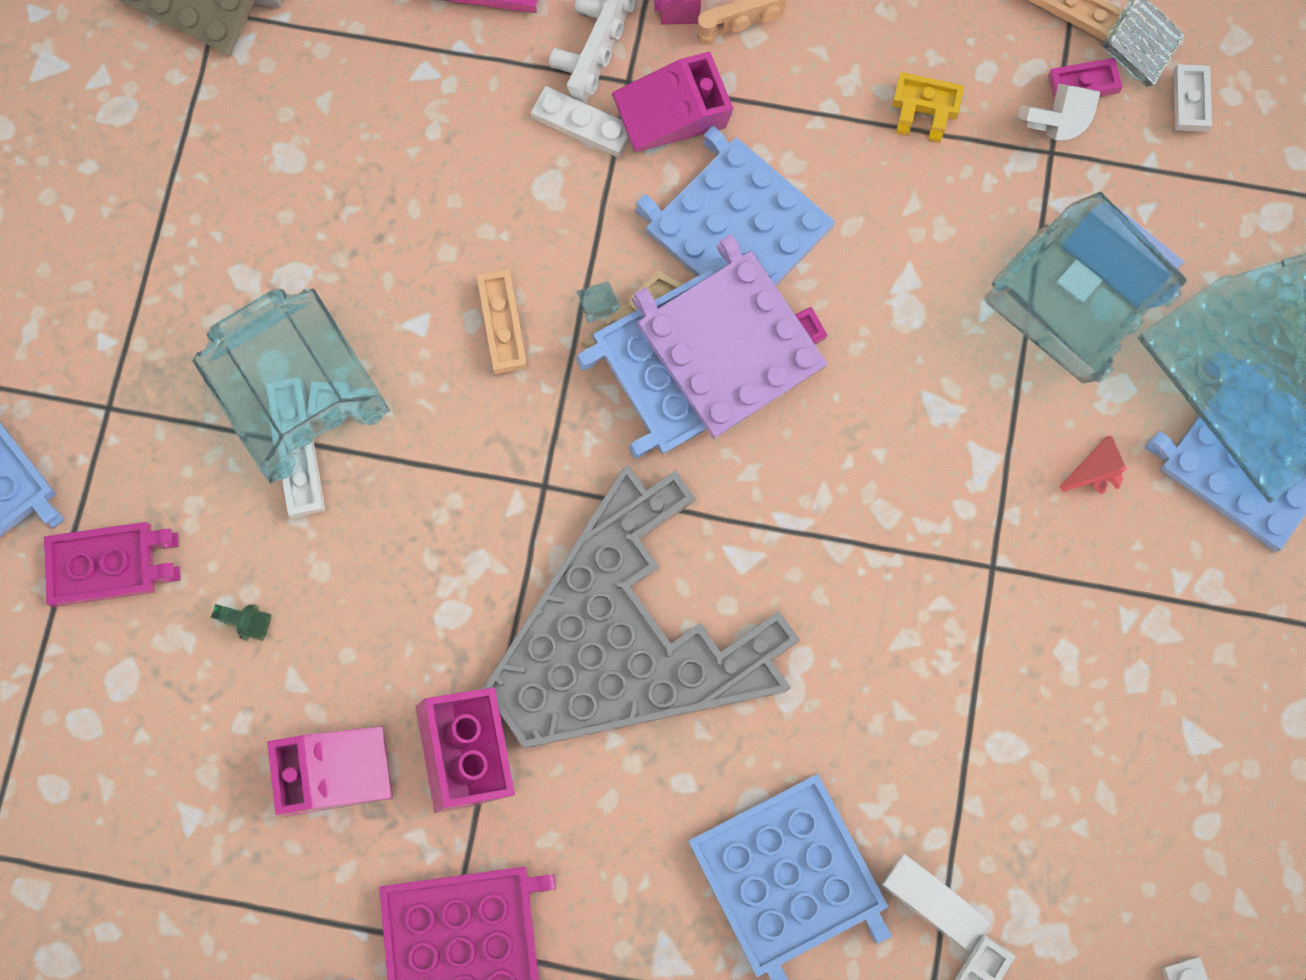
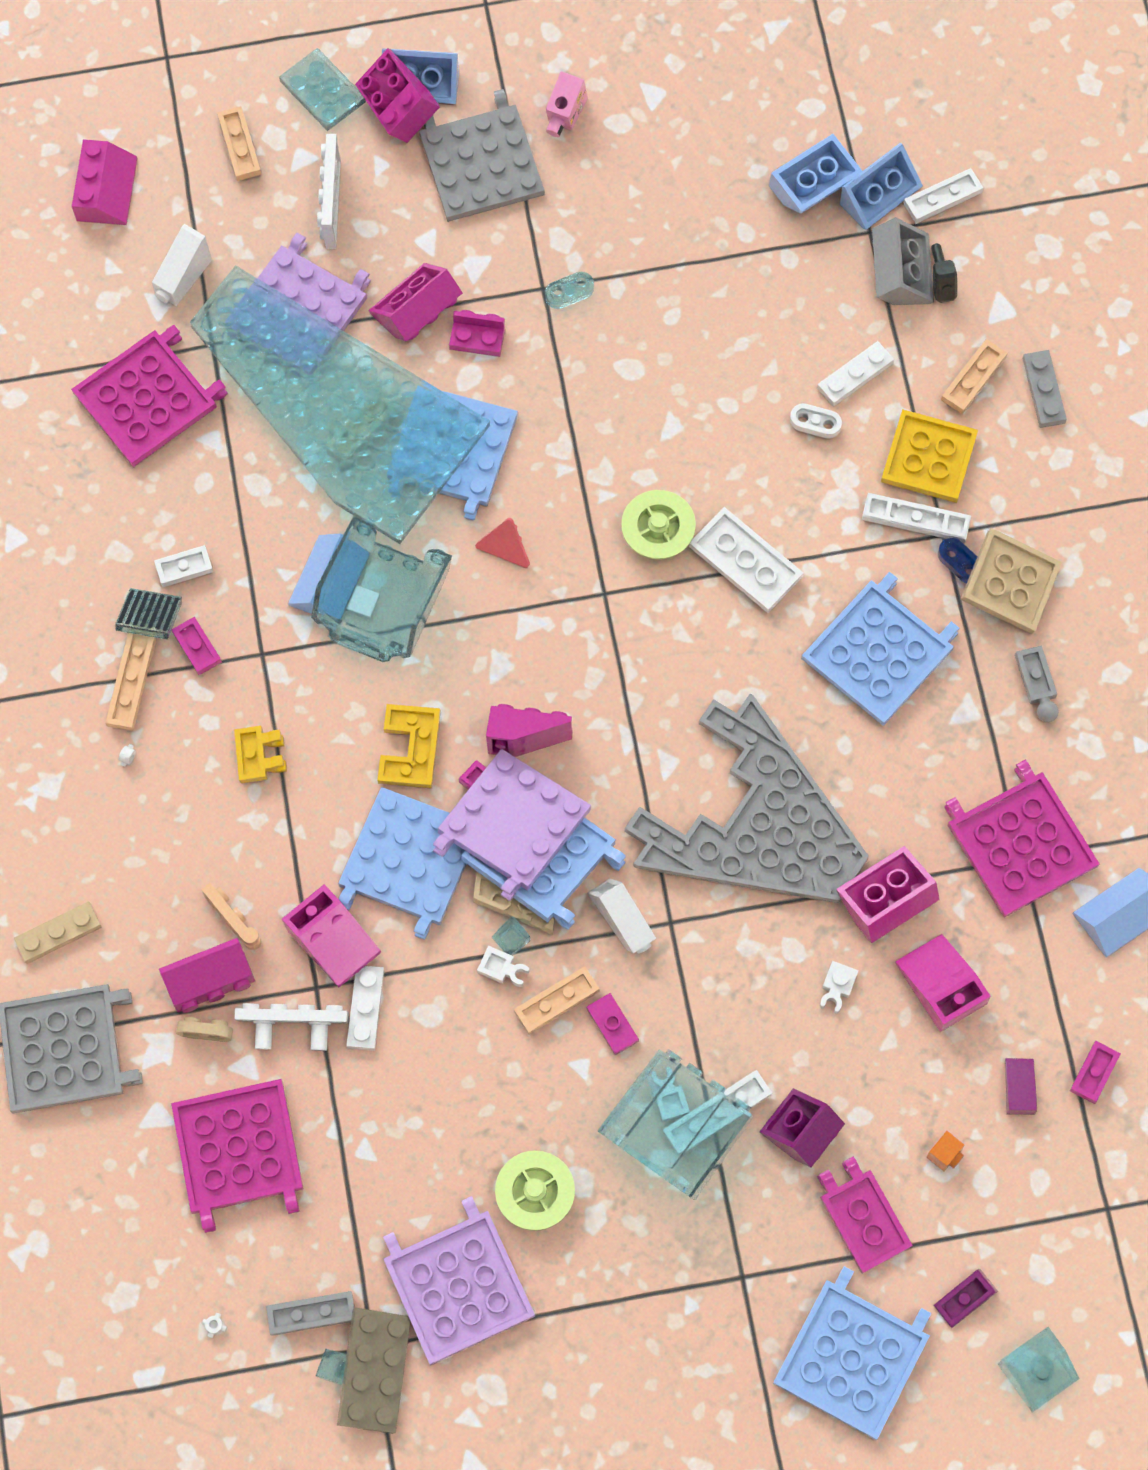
camera: 110 degrees left, 5 degrees down
(130, 688) = (946, 1152): none -> orange plate
(142, 912) = (1095, 1072): none -> dark pink plate
(168, 813) = (1020, 1086): none -> magenta slope
(234, 534) = (802, 1127): none -> magenta slope
(236, 109) = (458, 1285): none -> lavender plate
(249, 621) = (862, 1085): clear green piece -> none
(293, 215) = (535, 1190): none -> yellowish green wheel
(387, 650) = (838, 983): none -> white plate
(450, 374) = (612, 1024): none -> dark pink plate
(567, 273) = (498, 966): none -> white plate
(570, 426) = (622, 915): none -> white slope
(843, 379) = (525, 729): none -> dark pink slope
(889, 291) = (418, 766): none -> yellow plate
(935, 903) = (854, 554): white slope -> none
(975, 757) = (746, 559): none -> white plate
(1060, 661) = (658, 524): none -> yellowish green wheel
(1070, 115) = (236, 646): white brick -> none
(1144, 932) = (816, 419): none -> white plate

